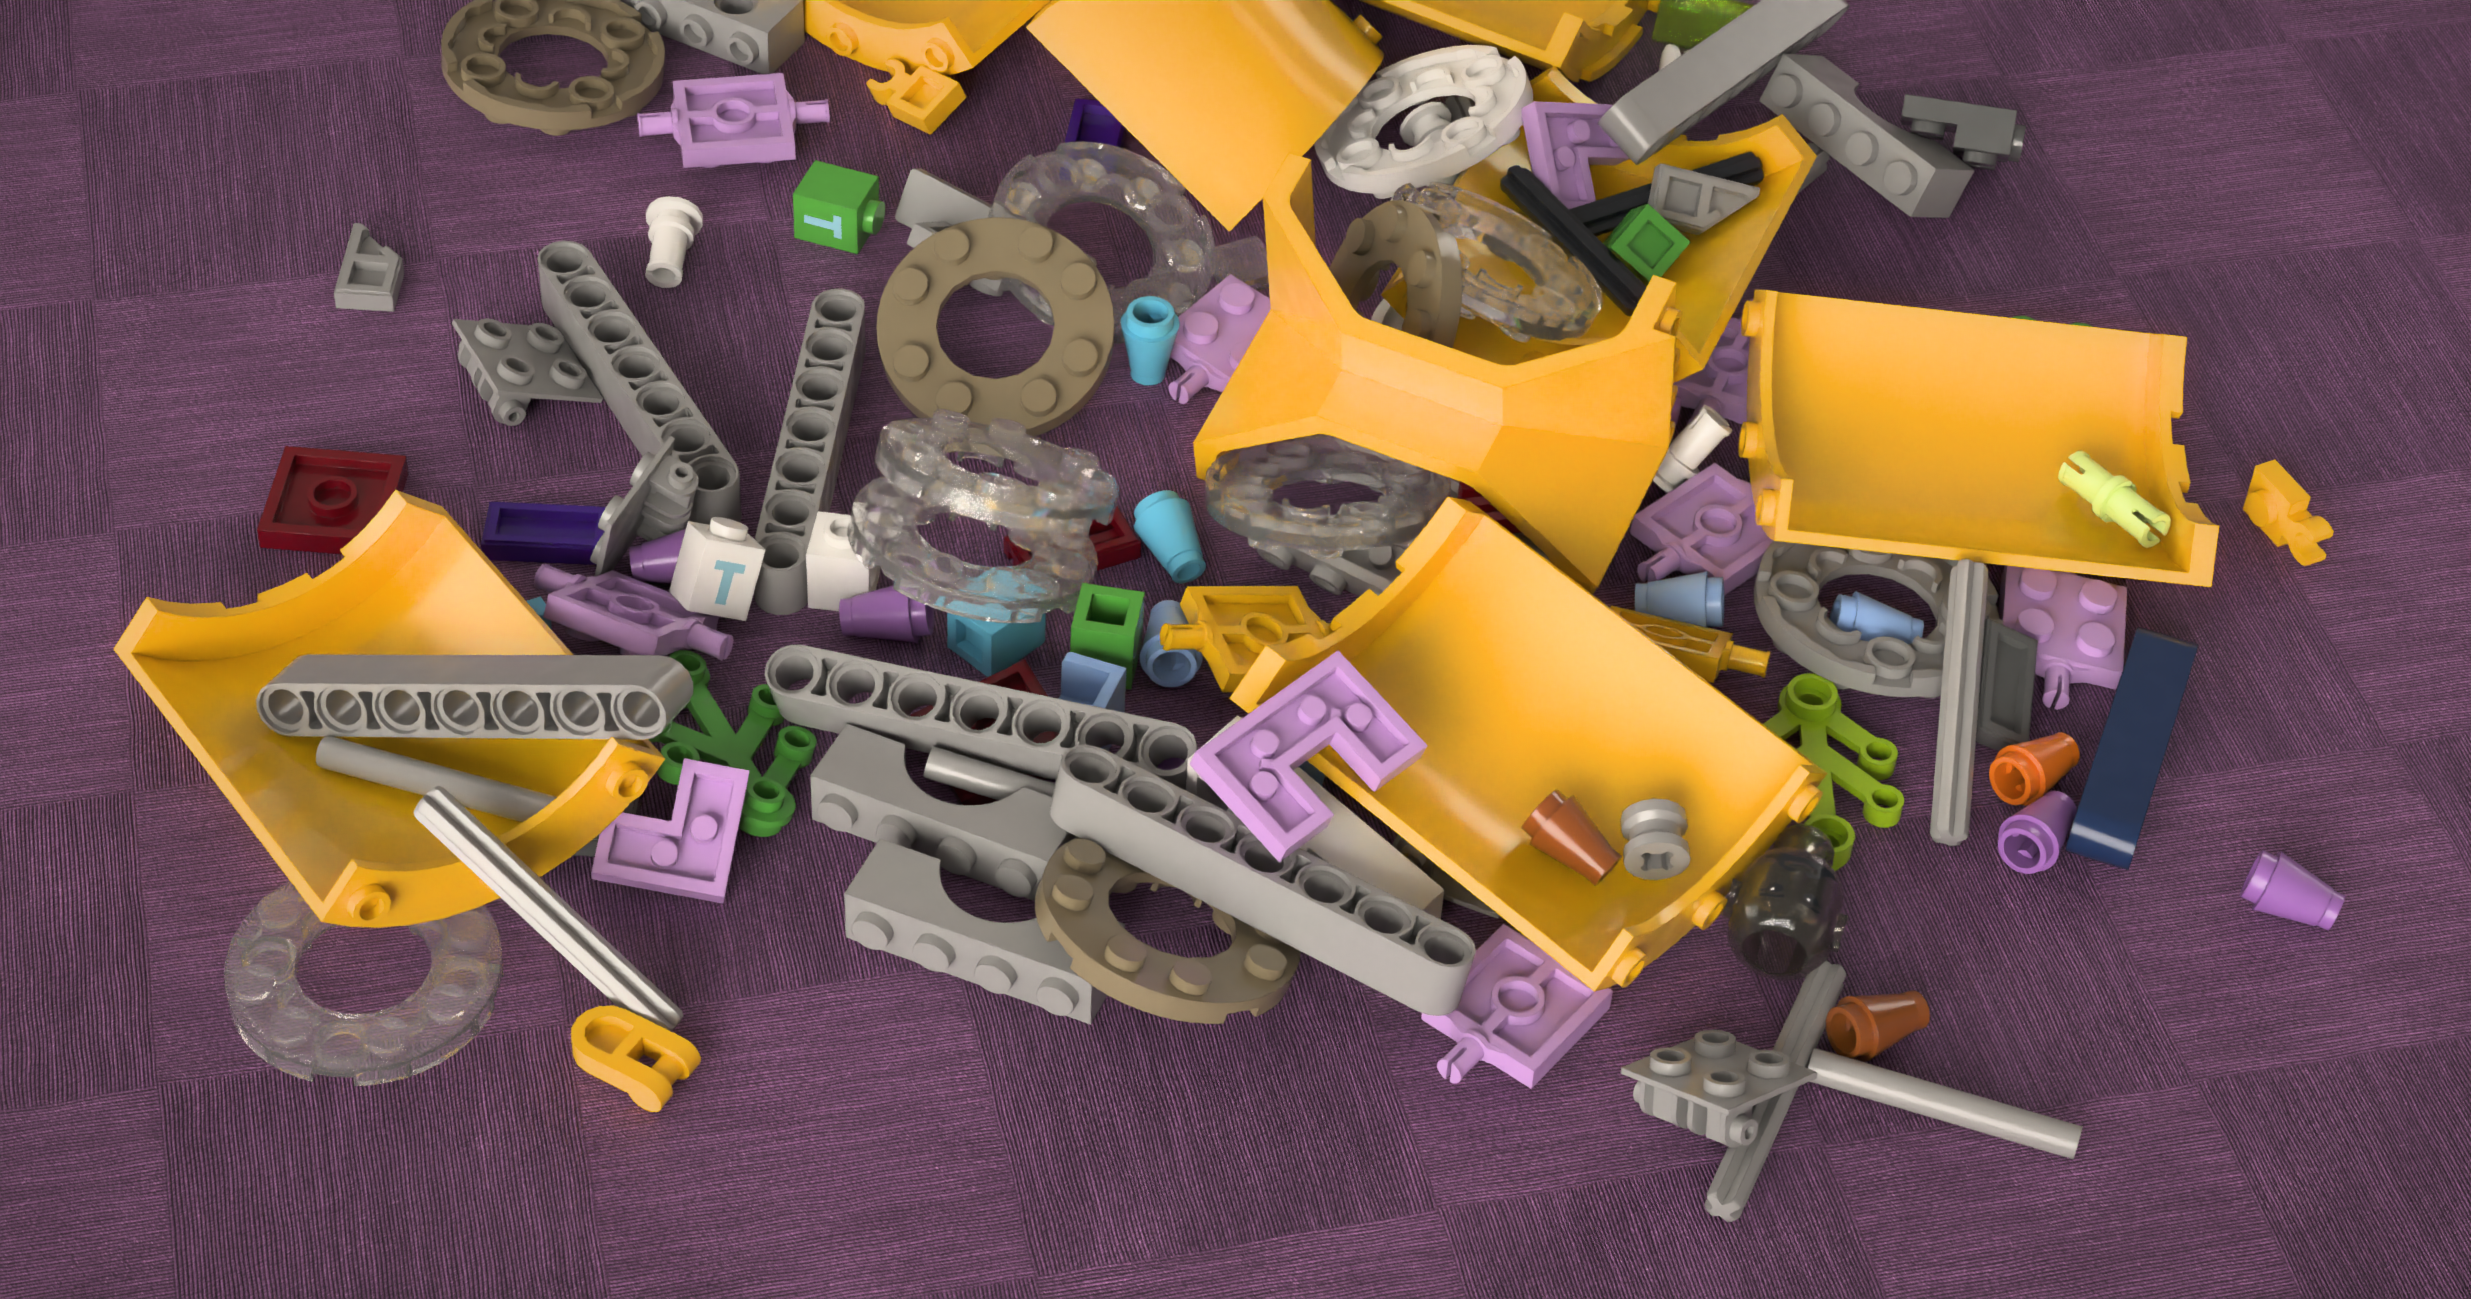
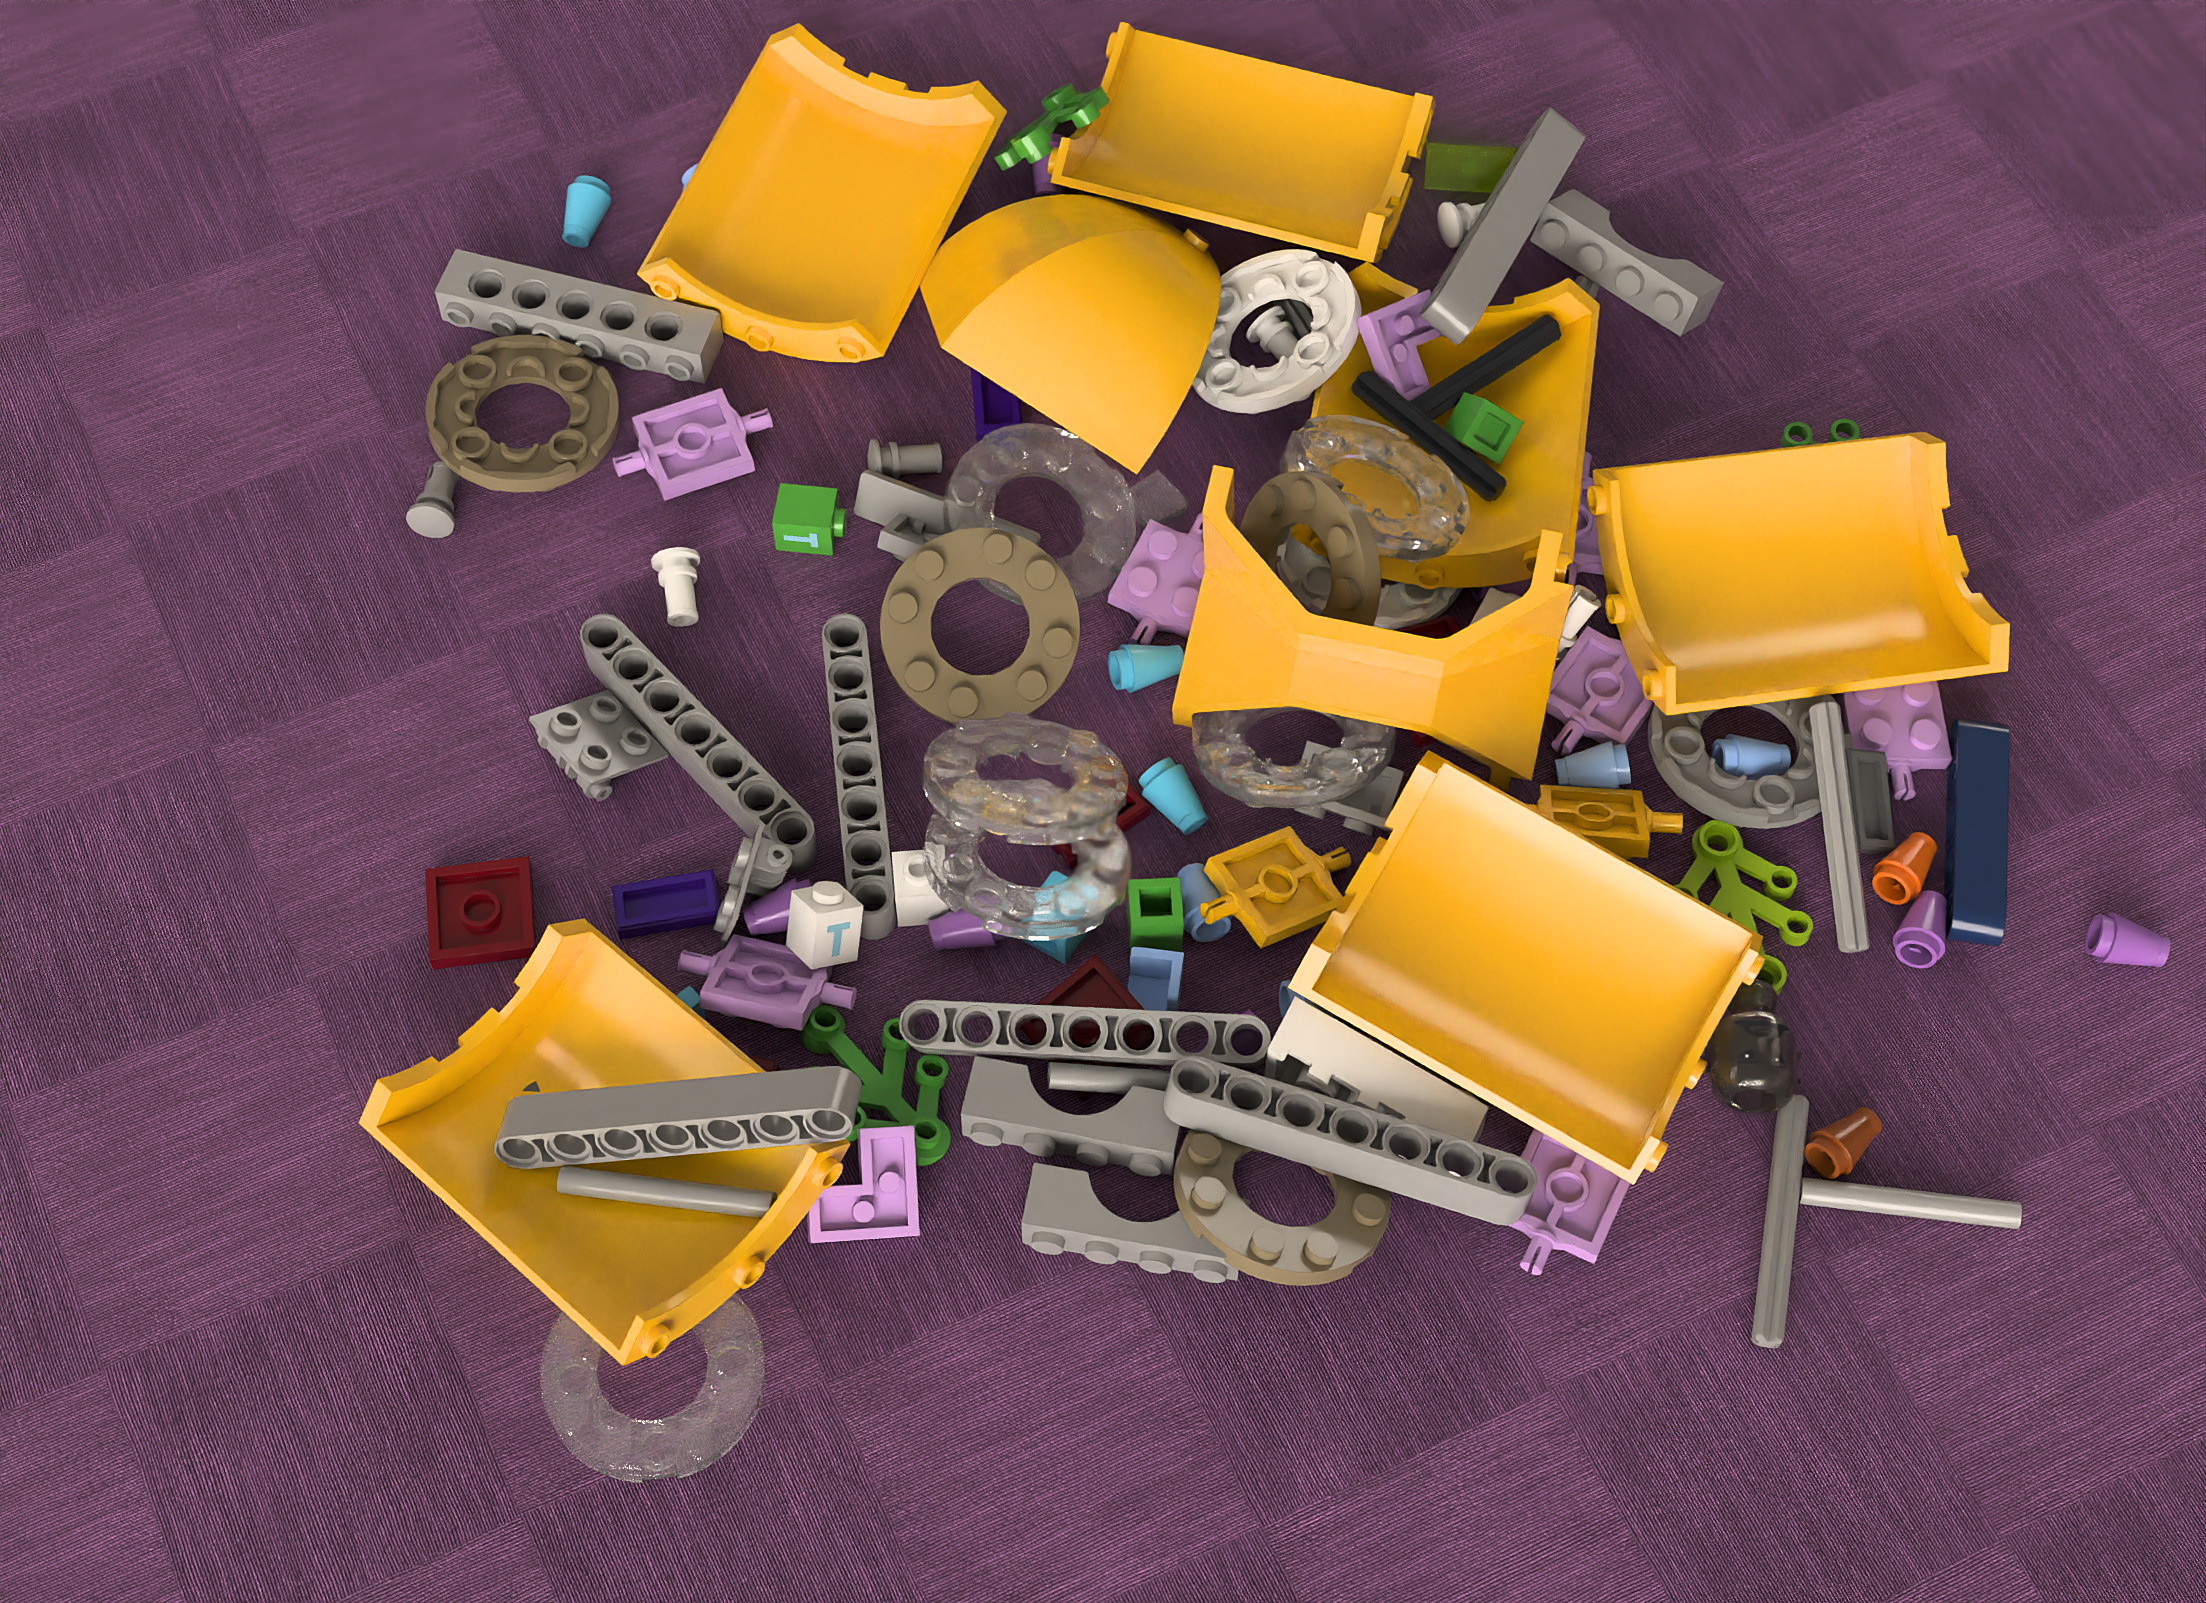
camera: 10 degrees left, 15 degrees up
(368, 274) = (436, 670): light grey tile -> none
(419, 128) = (434, 507): none -> light grey pin
(544, 909) = (795, 1304): axle -> none
(613, 1039) = (871, 1397): yellow plate -> none
(919, 98) = (842, 387): yellow plate -> none
(966, 173) = (901, 460): none -> light grey pin
(1149, 337) = (1105, 603): medium azure cone -> none
(1172, 408) = (1143, 665): none -> medium azure cone
(1256, 756) = (1326, 1051): lavender plate -> none
(1571, 837) = (1577, 1039): dark orange cone -> none
(1655, 839) = (1643, 1025): light grey wheel -> none
(1696, 200) = (1512, 372): light grey tile -> none
(1713, 1084) = (1740, 1233): light grey hinge -> none
(1981, 131) = (1717, 243): dark grey plate -> none
(2114, 499) = (1912, 598): yellowish green pin -> none
(2281, 512) = (2039, 571): yellow plate -> none

